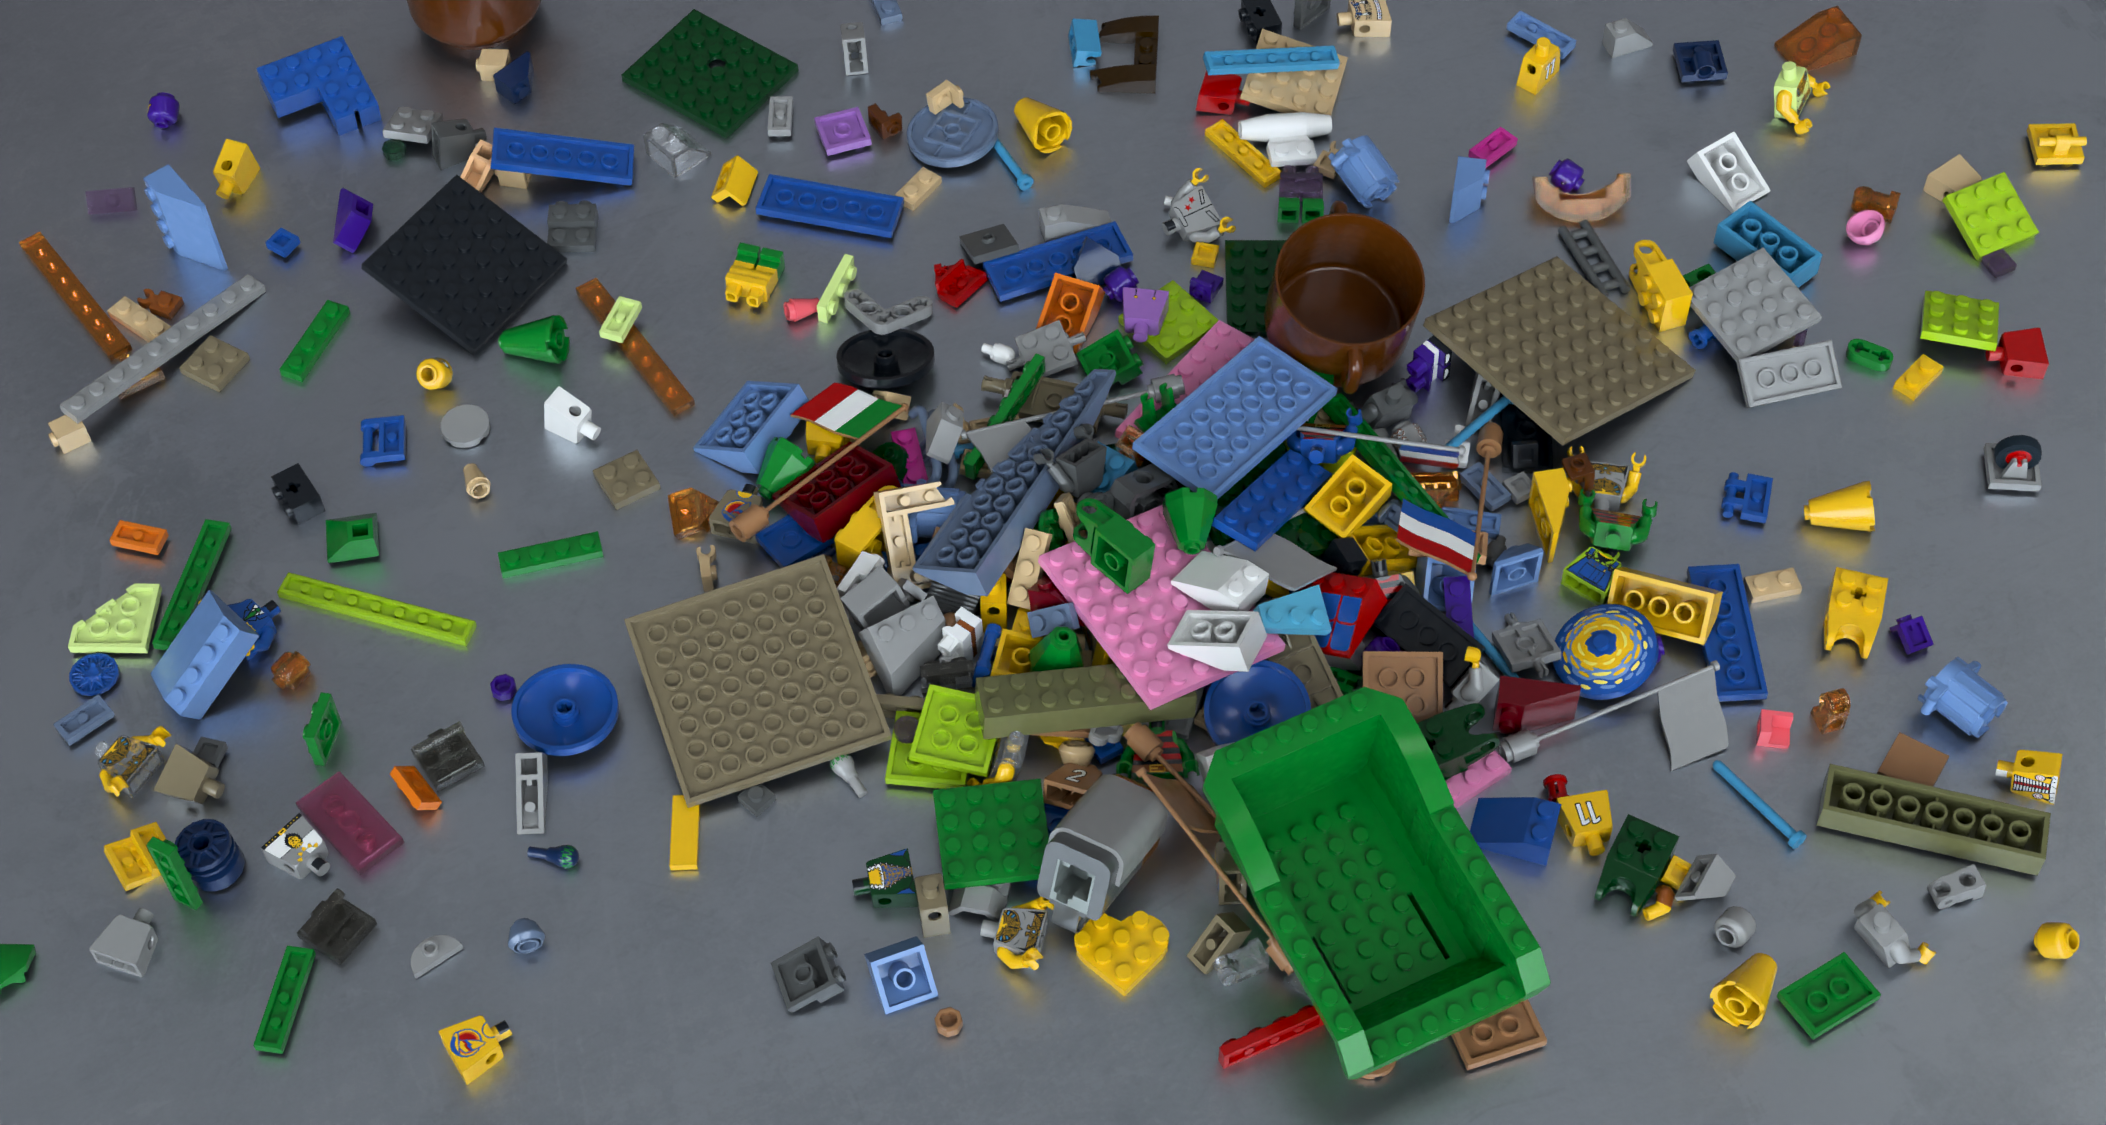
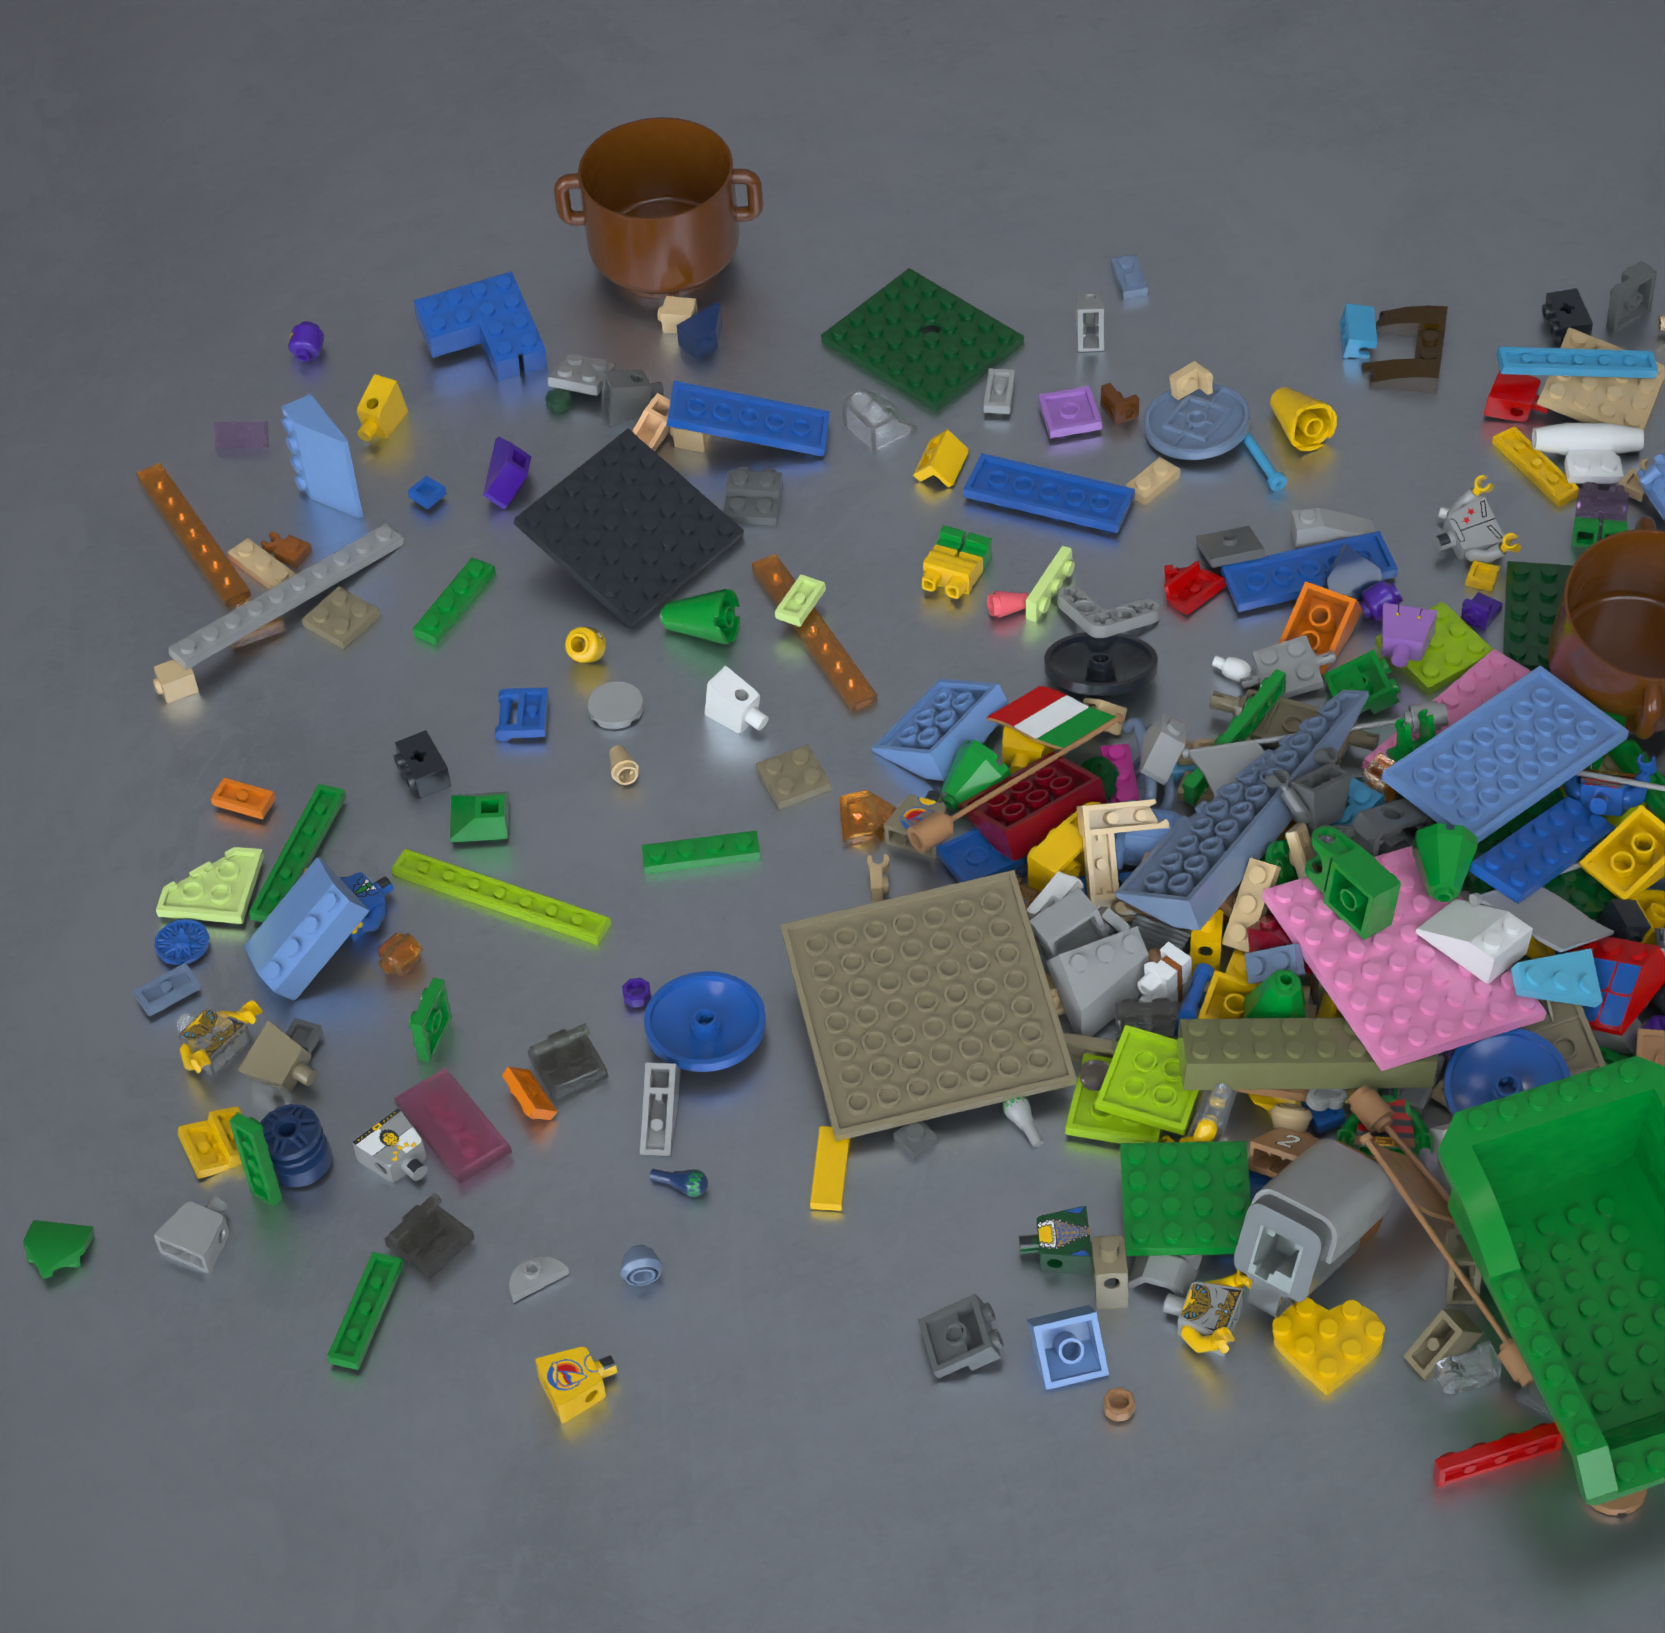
camera: 10 degrees right, 5 degrees down
(1220, 638) = (1470, 996): white slope -> none

